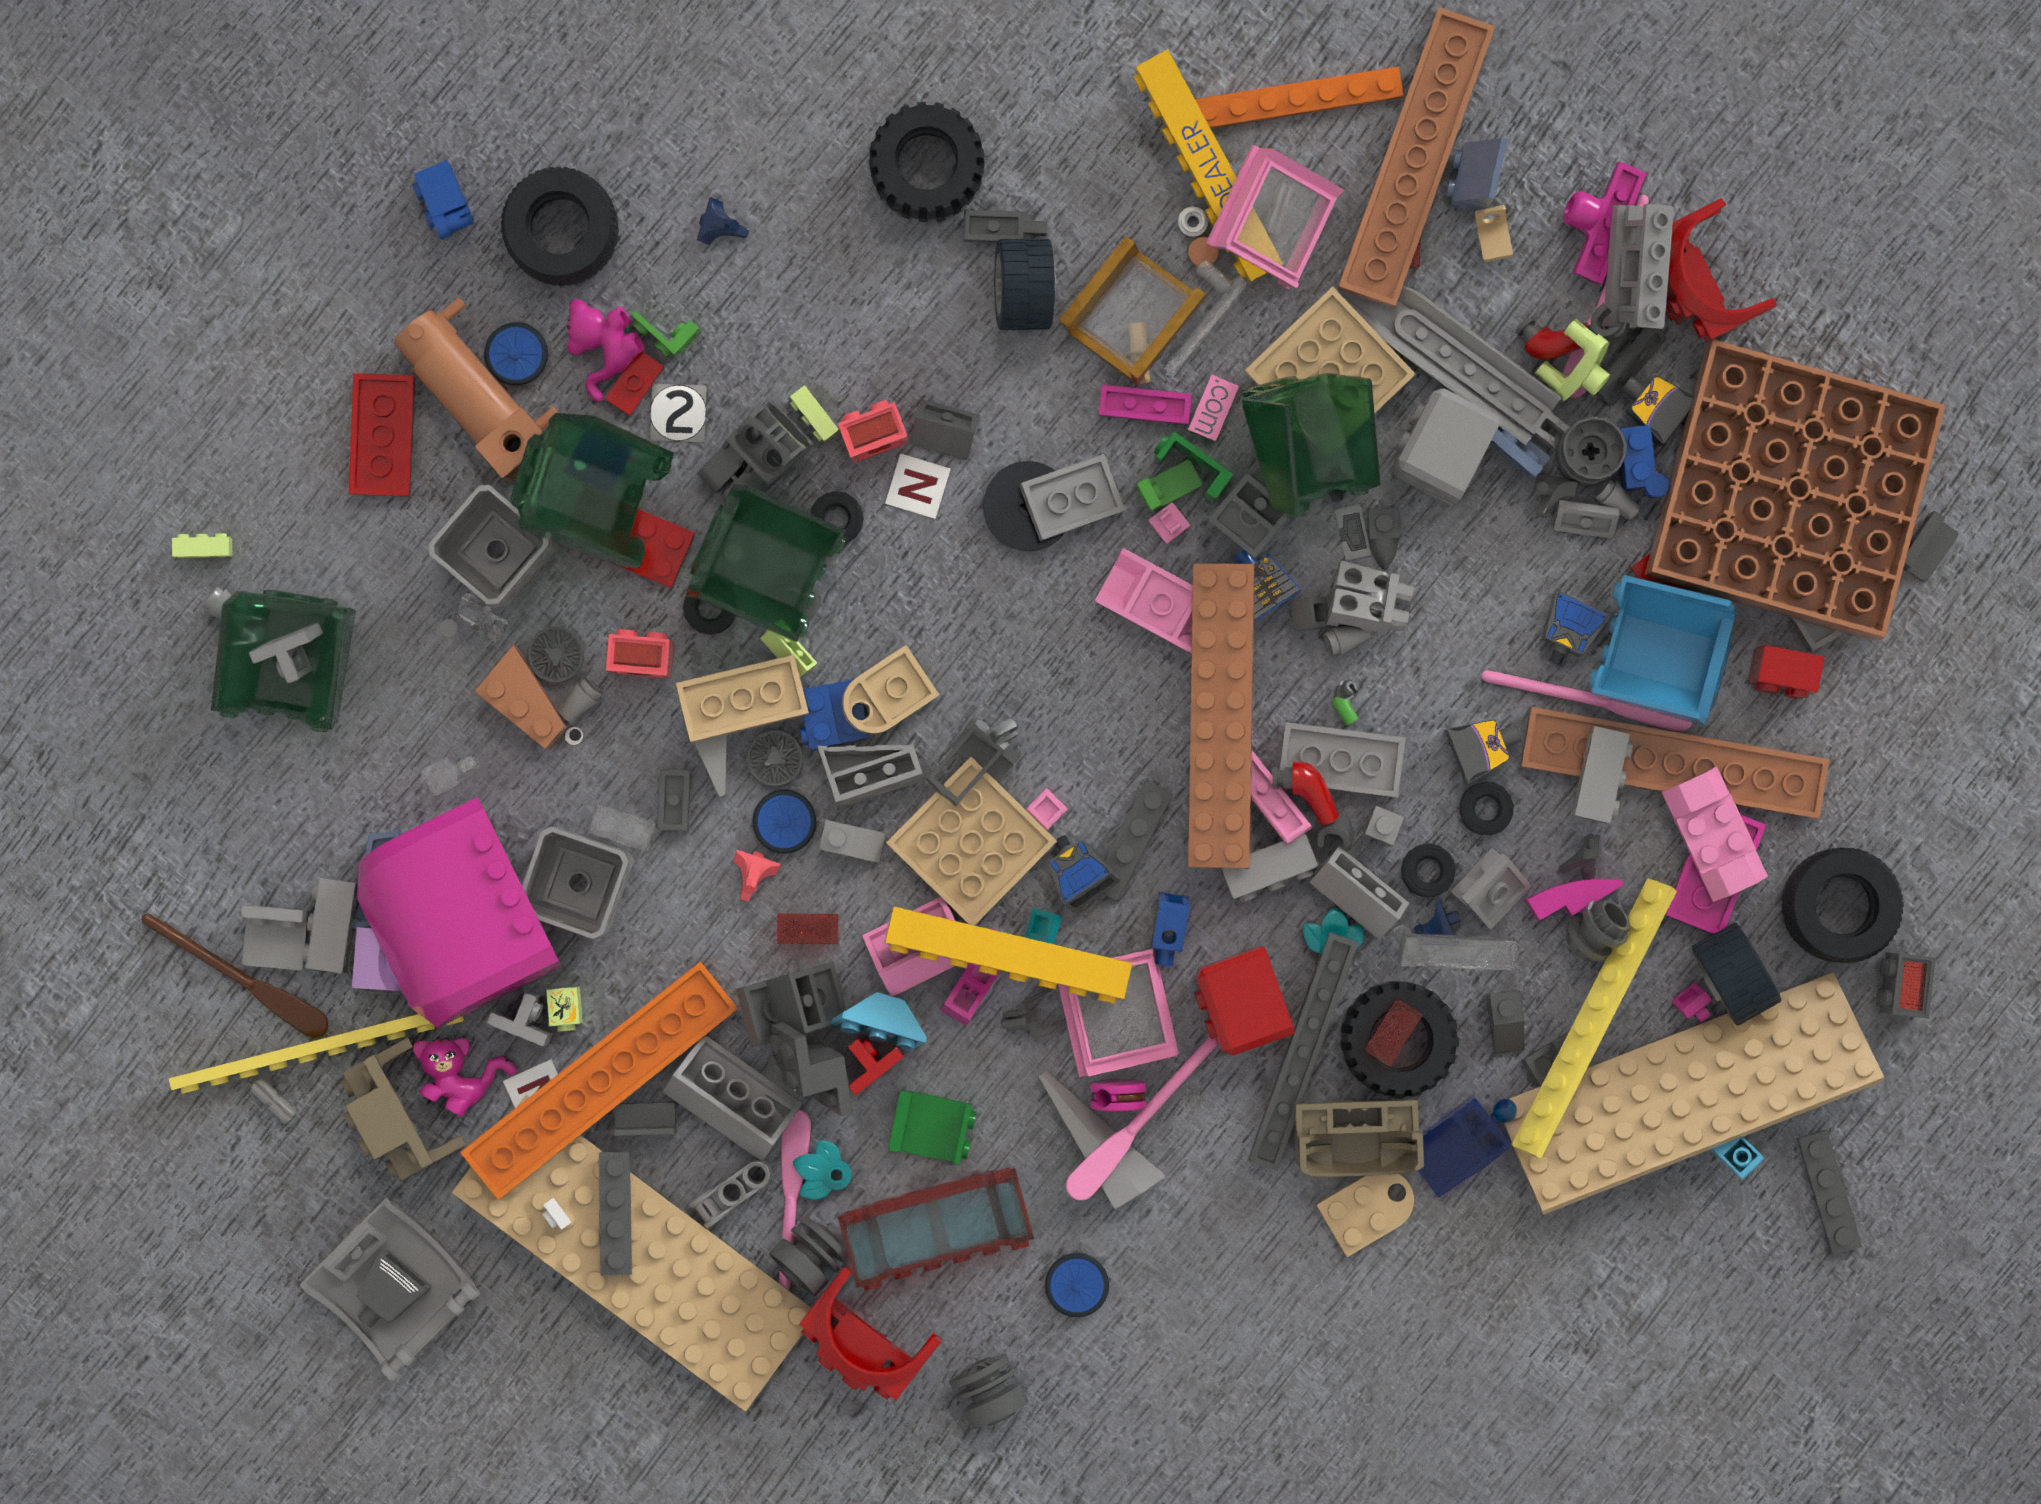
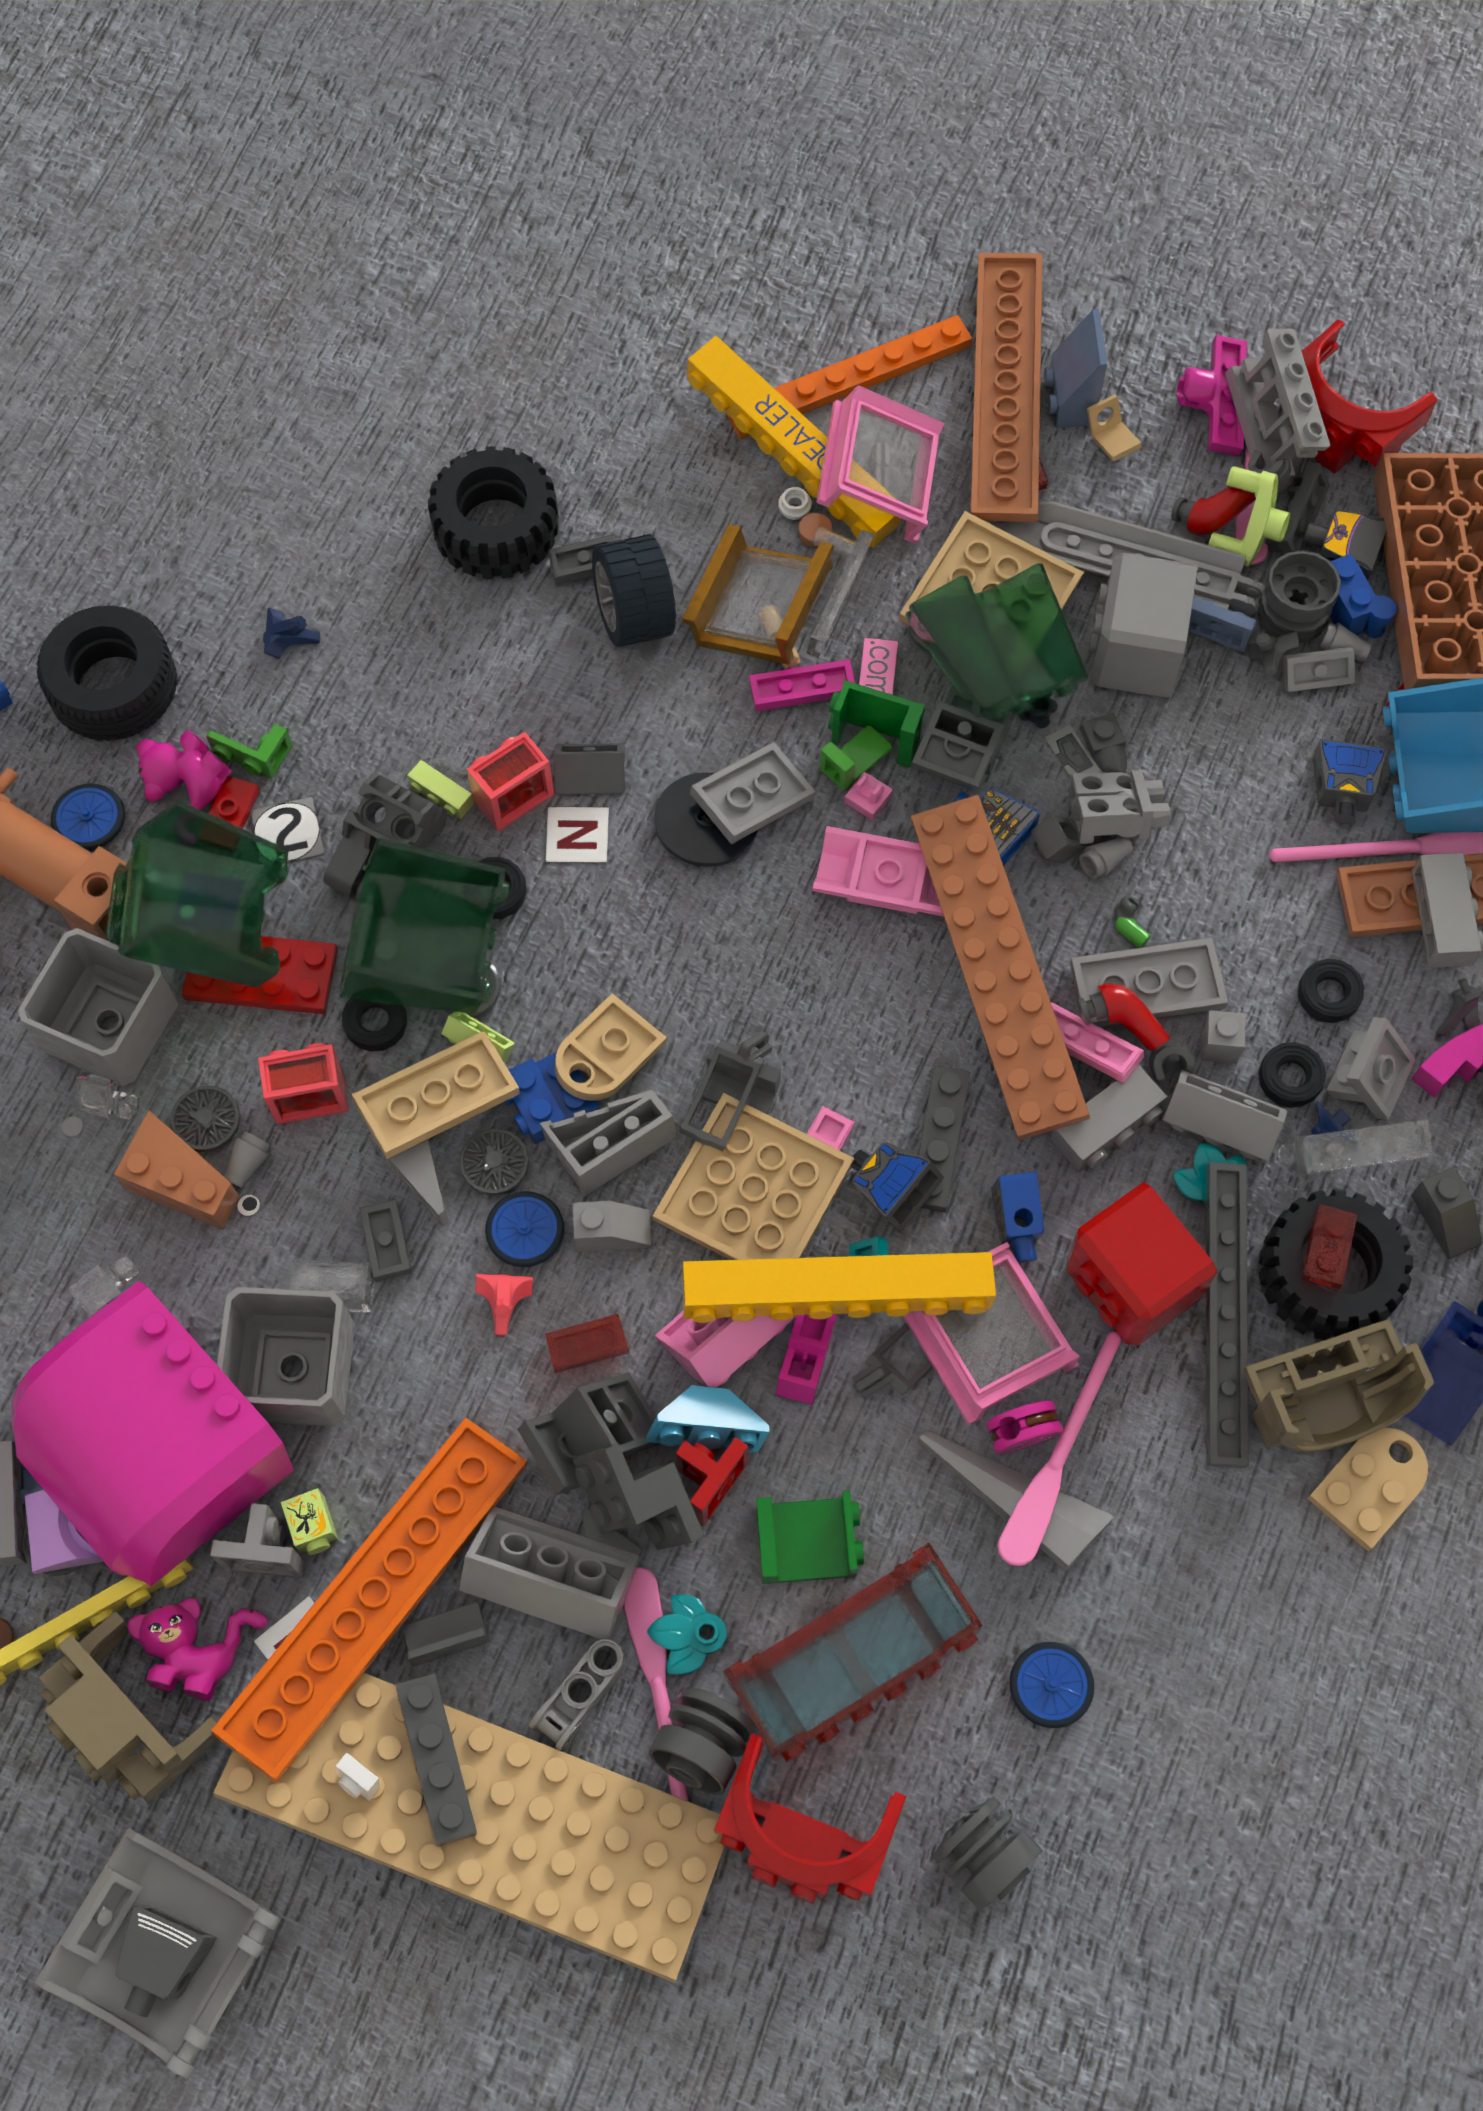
camera: 10 degrees left, 20 degrees down
(1481, 747) = (1297, 925): dark grey torso -> none

